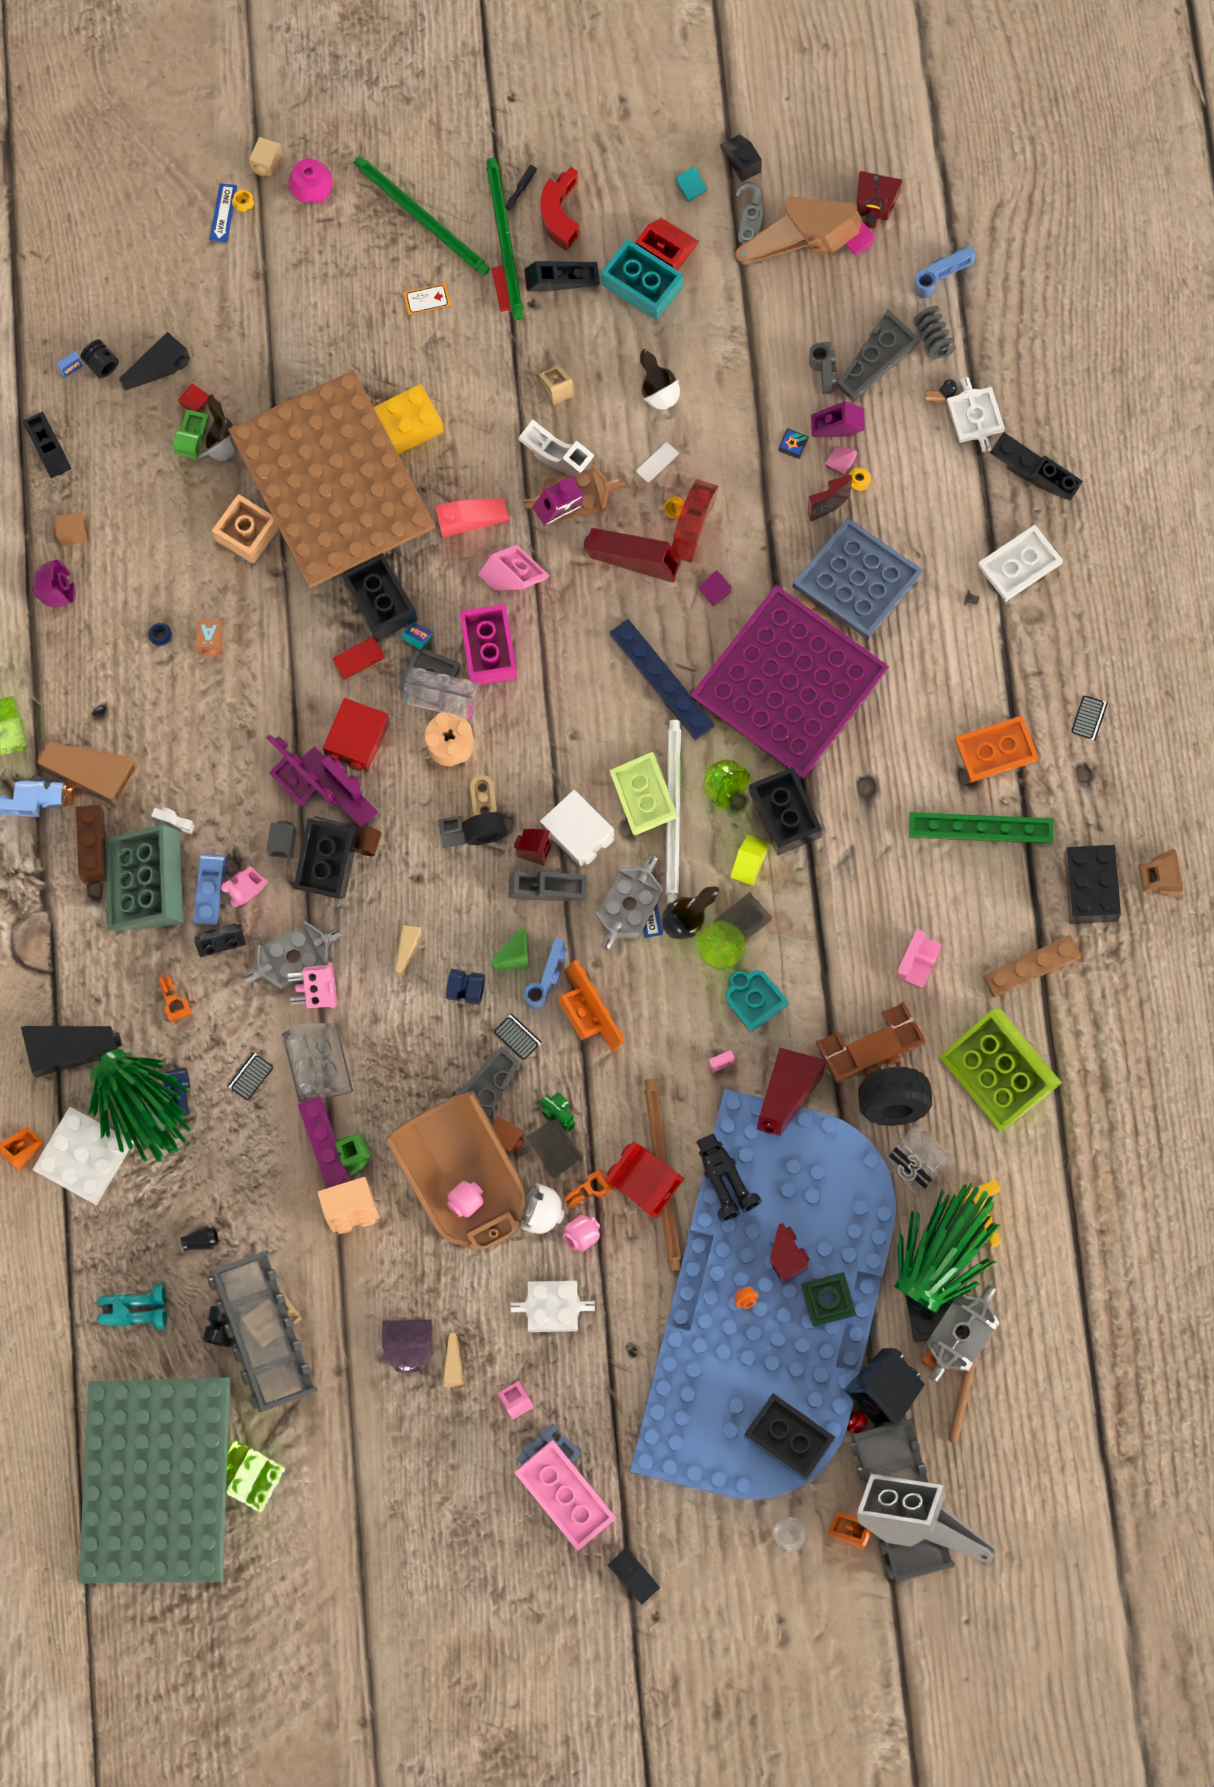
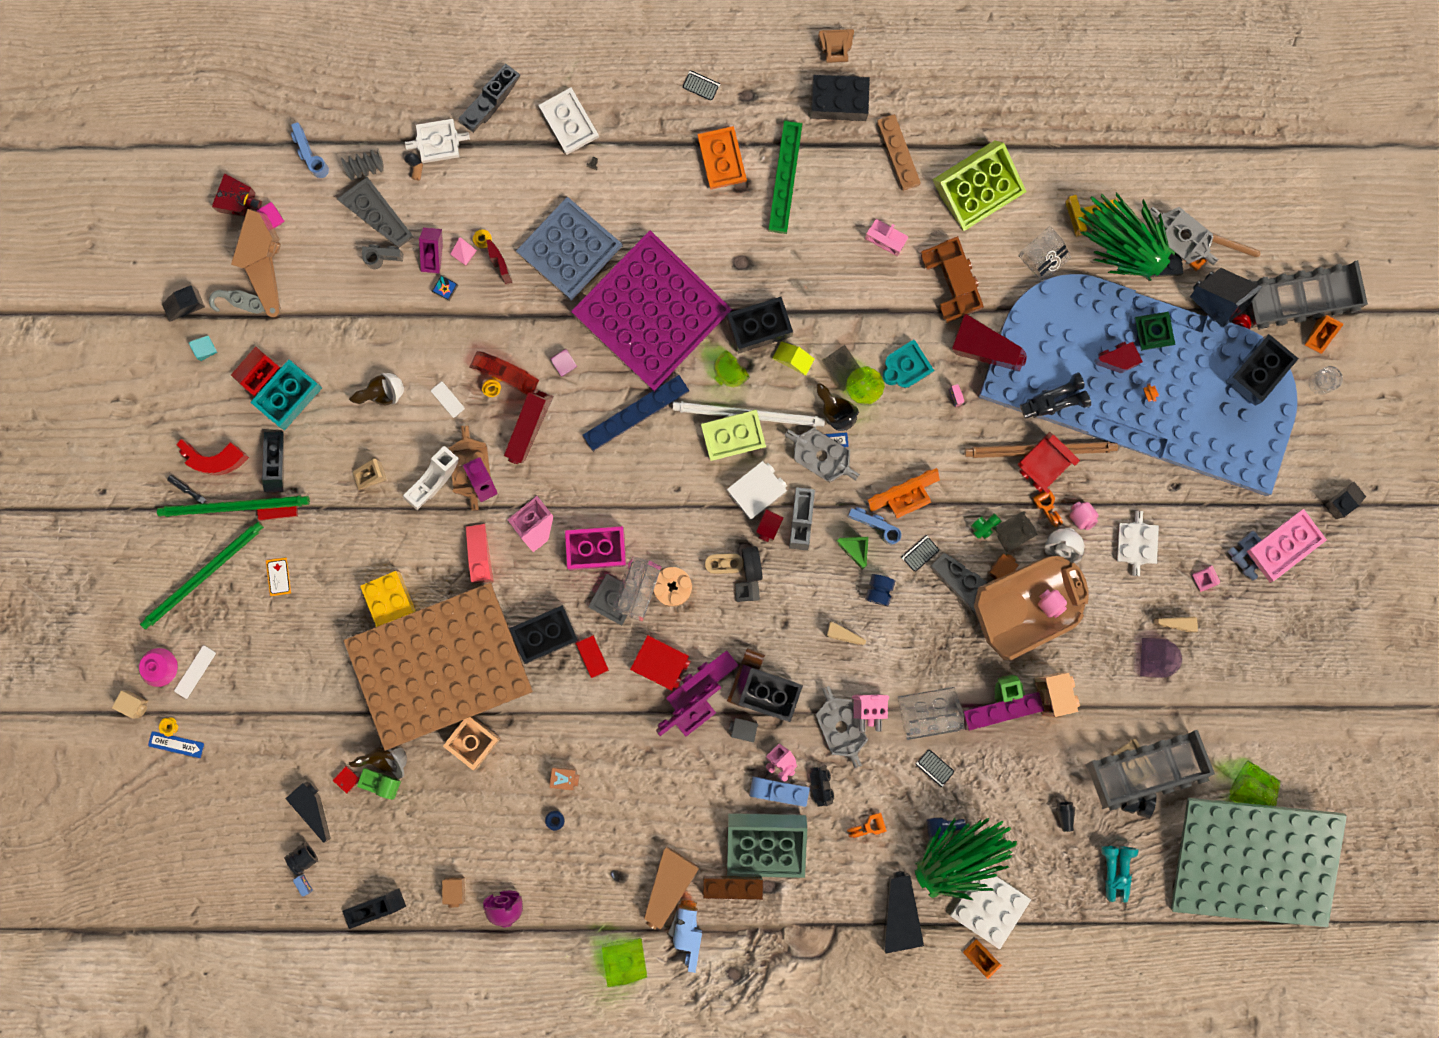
camera: 95 degrees left, 10 degrees up
(168, 818) = (715, 823): white plate -> none
(308, 222) = (195, 672): none -> white sticker
(417, 635) = (579, 606): tile -> none
(895, 1096) = (1001, 263): black tyre -> none
(913, 1511) = (1325, 283): light grey slope -> none

